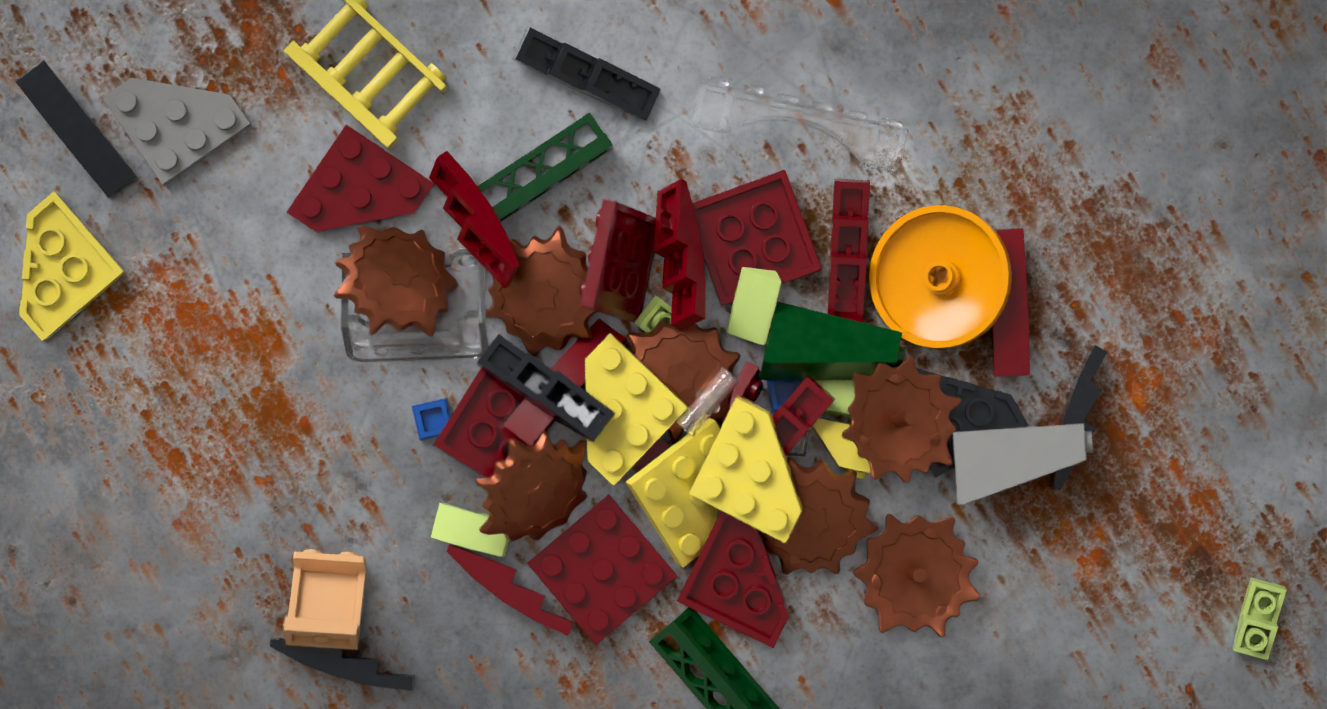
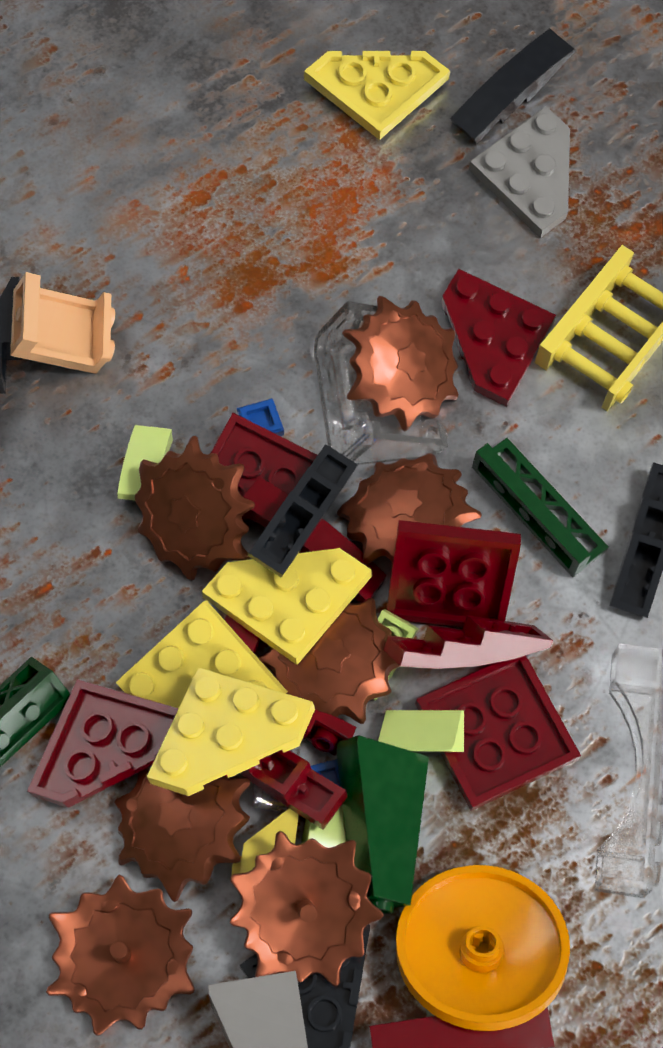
camera: 85 degrees right, 20 degrees down
(480, 227) = (477, 429): dark red slope -> none
(499, 581) = (87, 496): dark red slope -> none
(602, 569) = (109, 602): dark red plate -> none
(707, 401) = (305, 681): clear pin -> none
(848, 248) = (499, 838): dark red slope -> none

